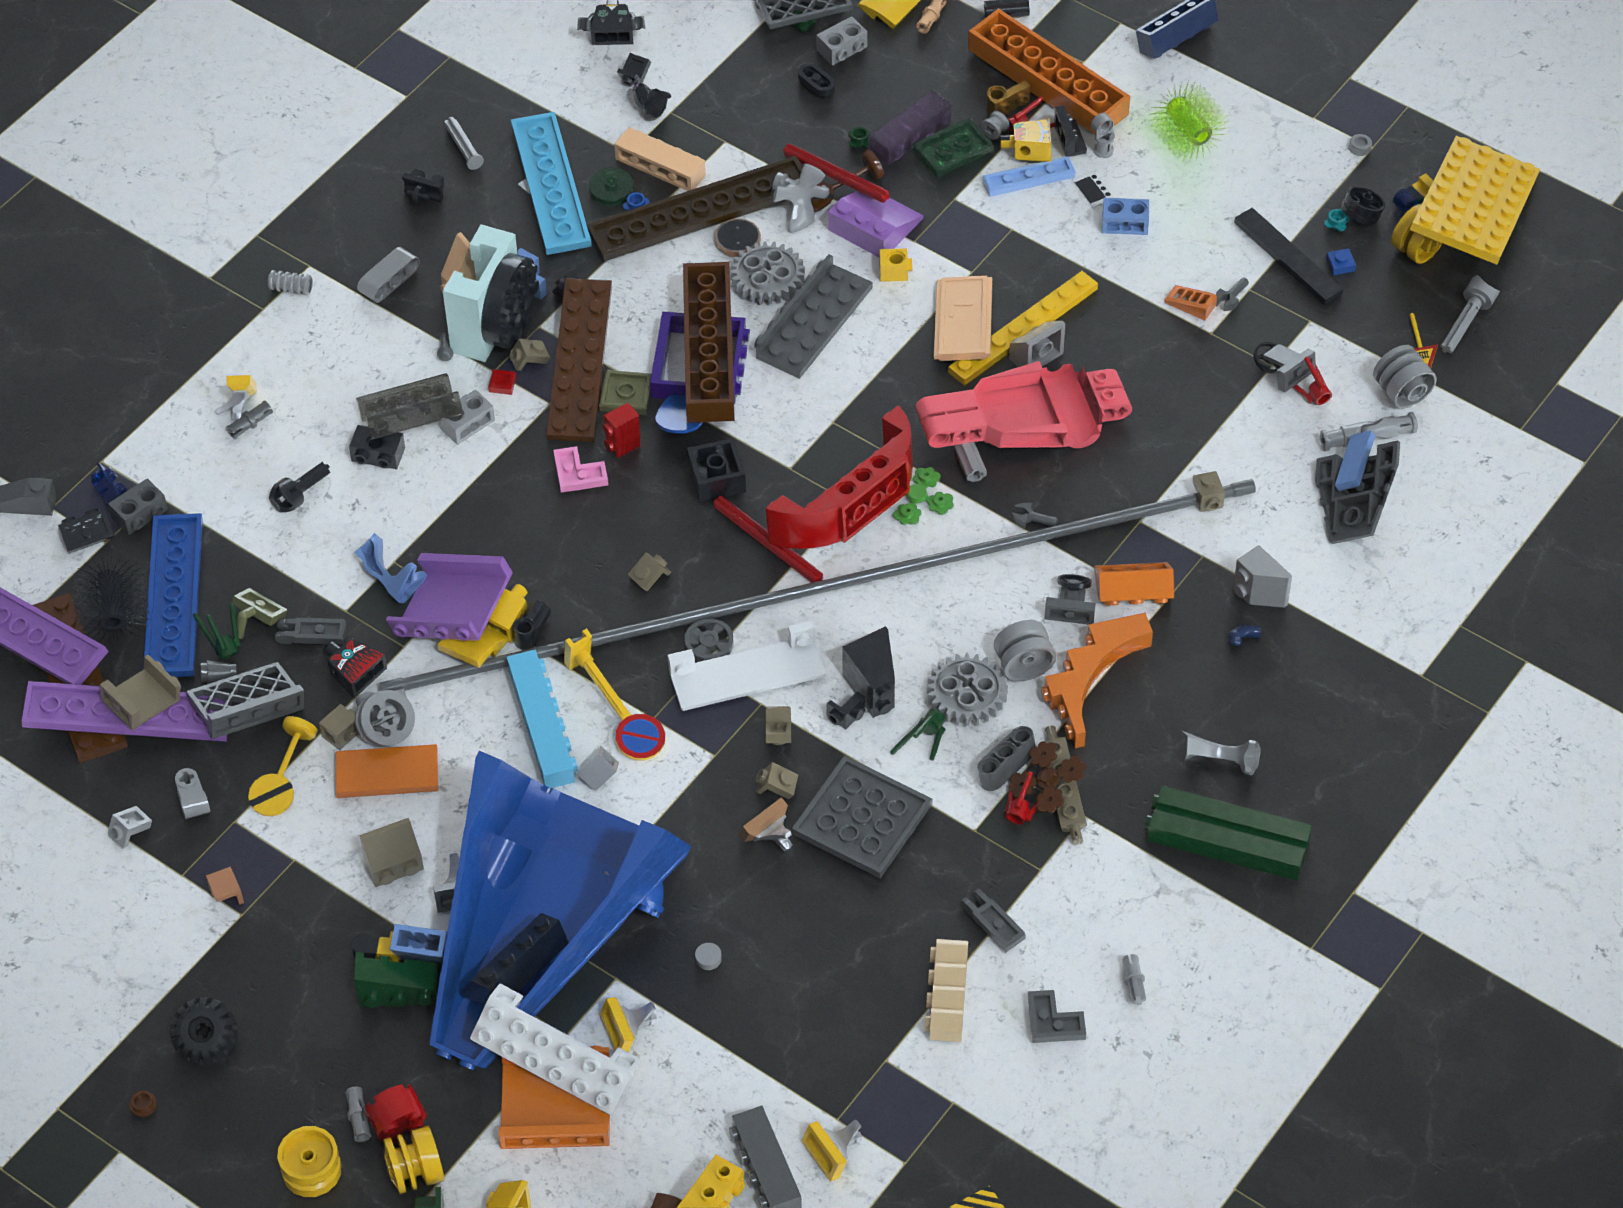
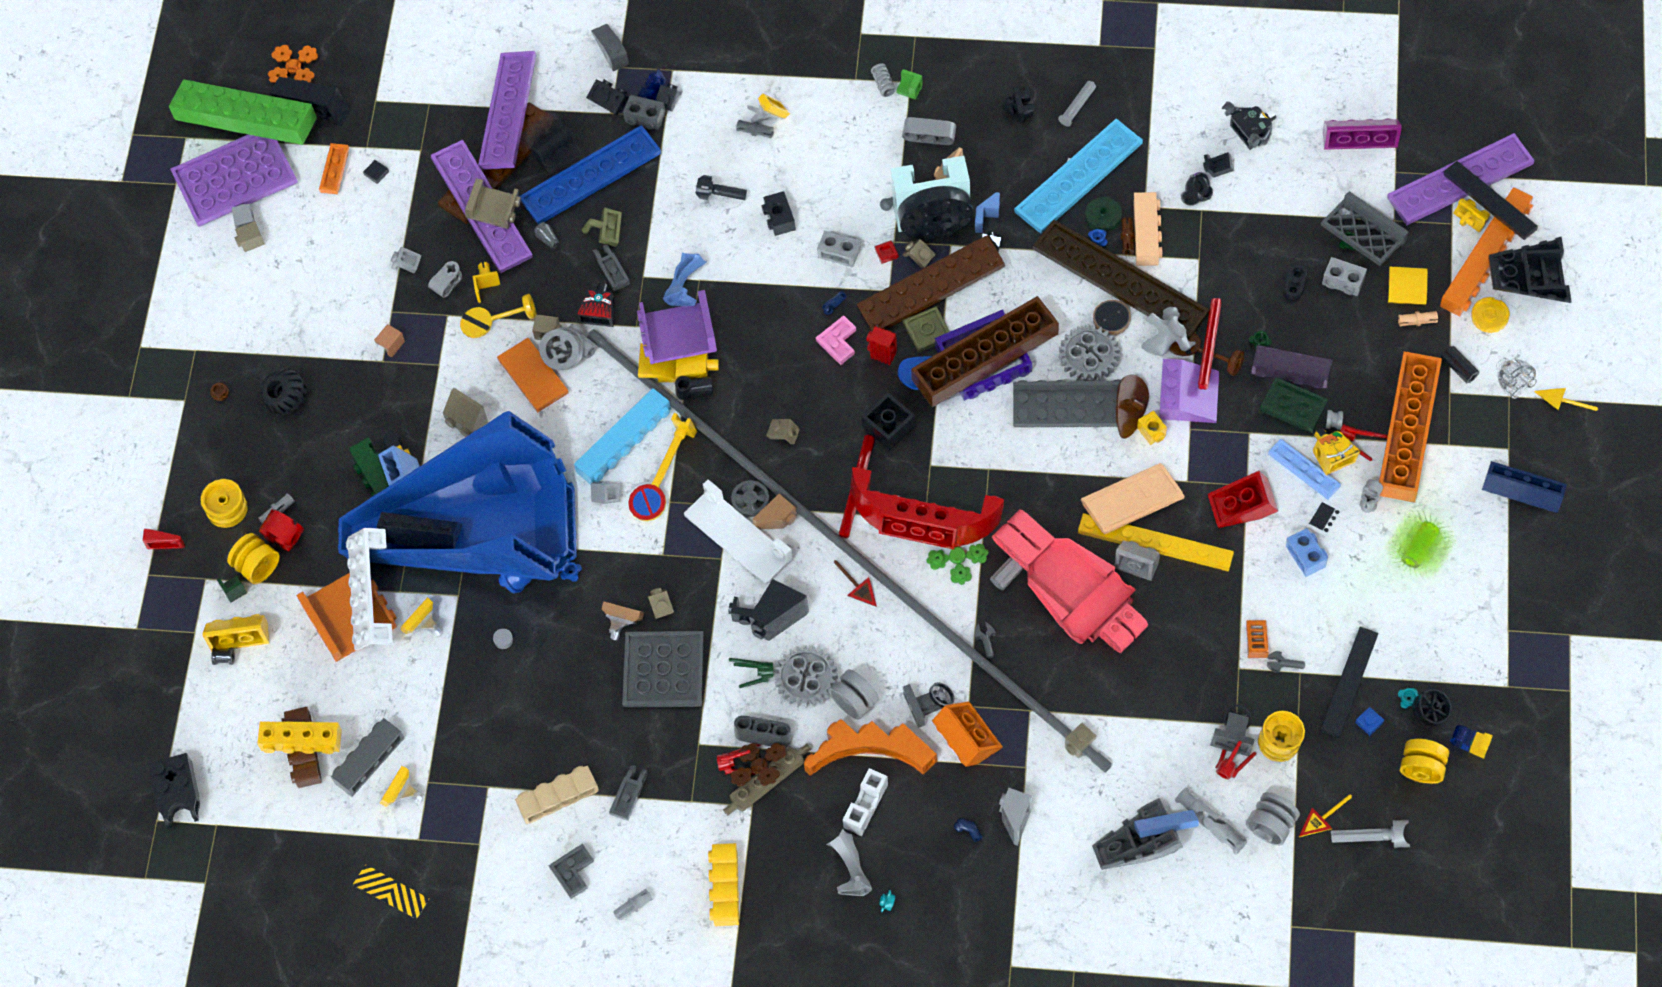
camera: 65 degrees right, 10 degrees up
(134, 473) = (668, 95): none -> black bracket
(224, 645) = (567, 227): dark green plant -> none
(224, 759) = (485, 279): none -> yellow bracket
(250, 711) = (525, 273): dark grey fence -> none
(316, 262) = (910, 84): none -> bright green panel
(409, 406) = (824, 200): clear smoke fence -> none
(528, 459) = (829, 306): none -> dark blue arm
(654, 179) = (1127, 236): none -> reddish brown pin
(750, 621) = (776, 514): none -> medium nougat slope
(778, 725) = (702, 579): dark tan bracket -> none
(856, 266) = (1130, 404): none -> reddish brown shield
(897, 595) = (863, 591): none -> piece
(1006, 100) = (1368, 416): pearl gold plate -> none
(1032, 234) = (1243, 501): none -> red slope
(1068, 133) = (1360, 472): black bracket -> none
(1166, 716) = (862, 810): none -> white arch
(1171, 880) = (725, 884): none -> yellow brick
(1228, 832) = (787, 904): dark green brick -> none
(1282, 742) = (887, 901): none -> teal plate
(1318, 326) = (1285, 727): none -> yellow wheel
(1360, 145) = (1501, 676): light grey tile -> none
(1475, 199) = (1483, 783): yellow plate -> none

